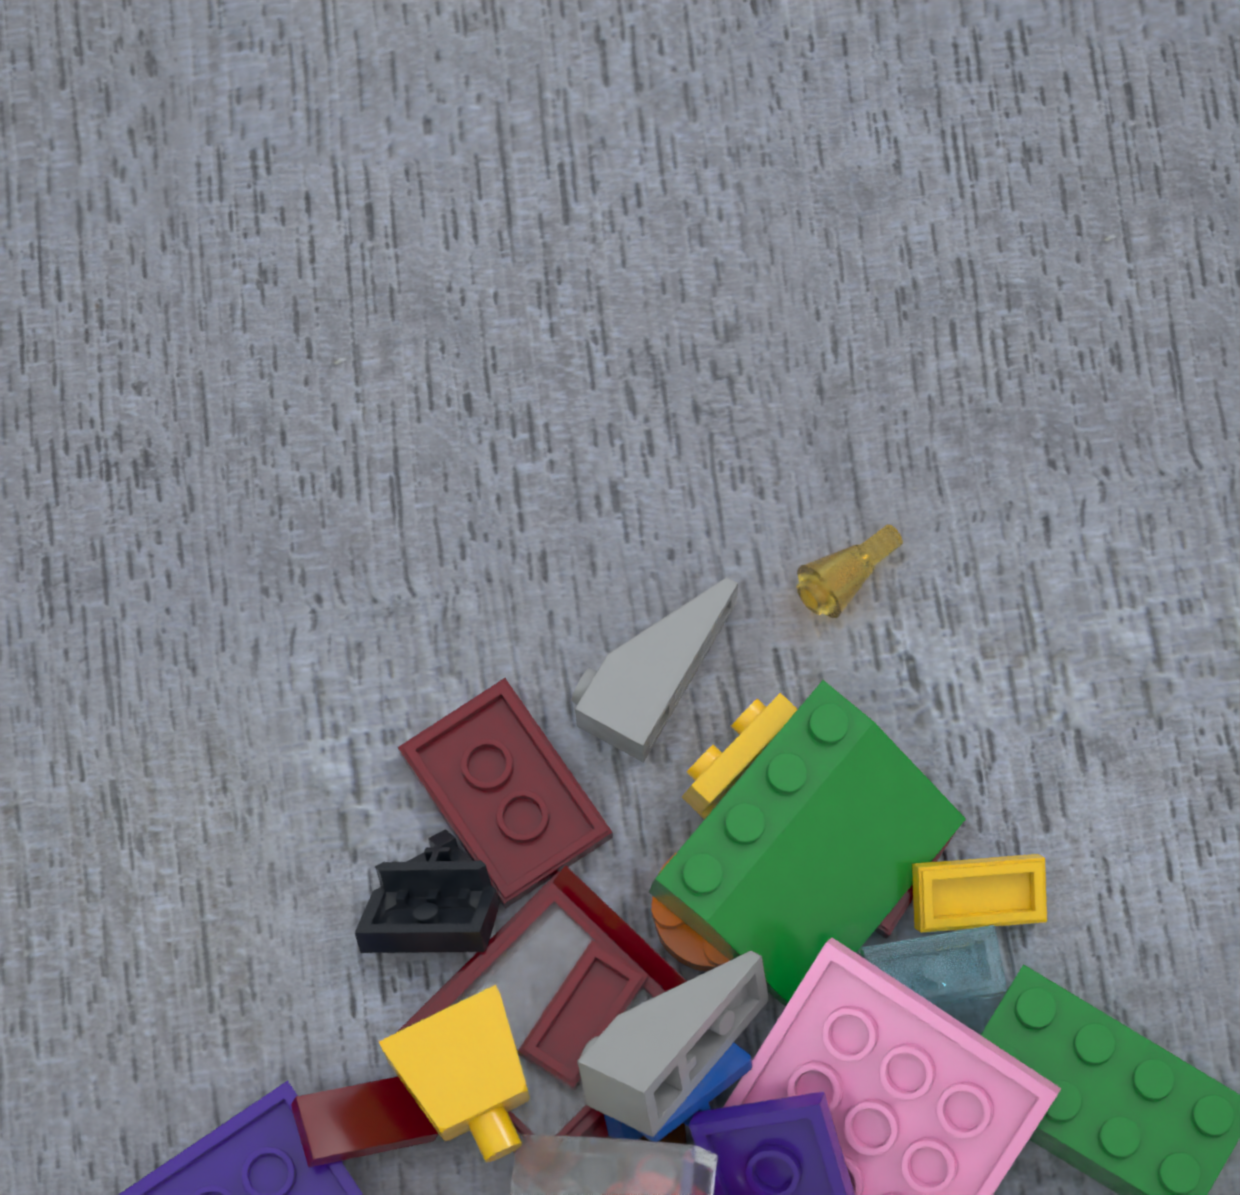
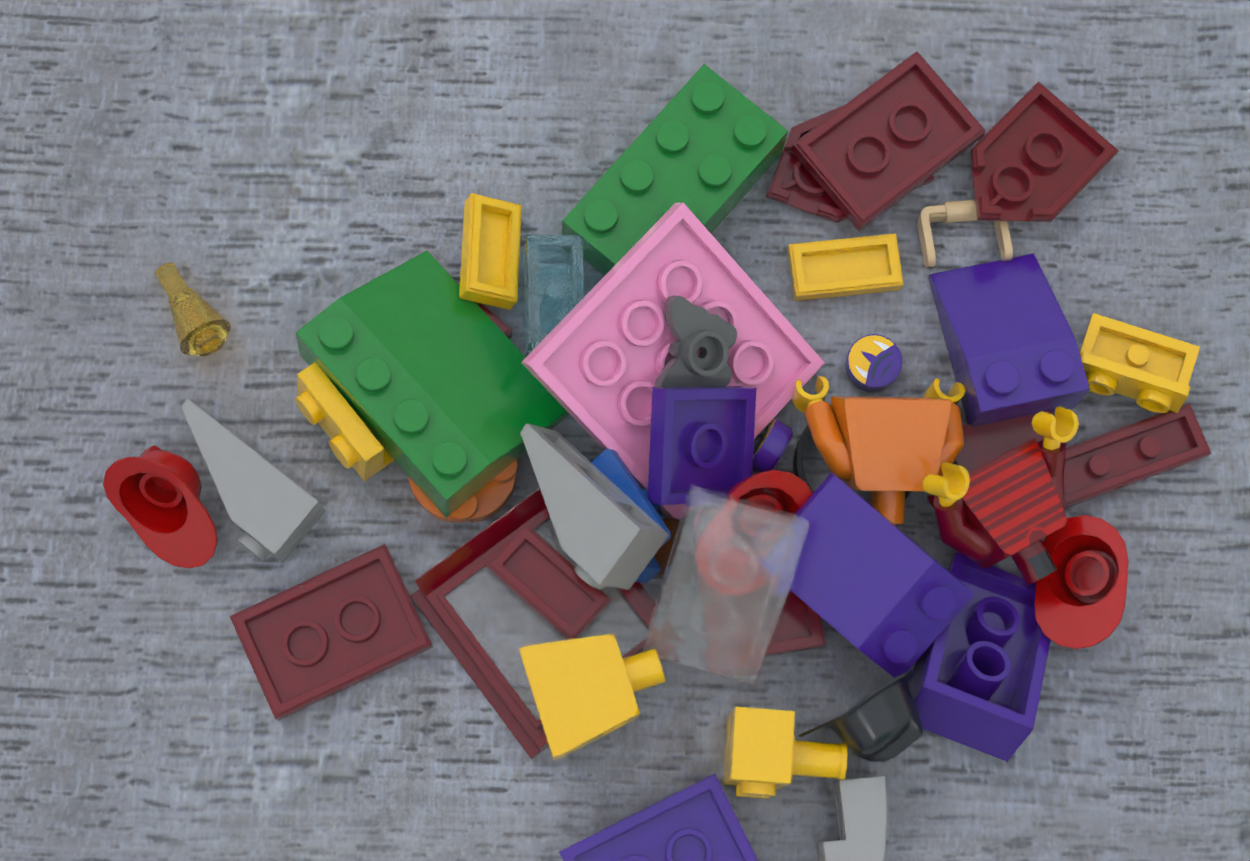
camera: 90 degrees left, 5 degrees up
(359, 1121) = (604, 793): dark red tile -> none
(430, 903) = (423, 707): black slope -> none
(621, 582) = (162, 504): none -> red piece
(909, 1133) = (694, 330): none -> dark grey animal

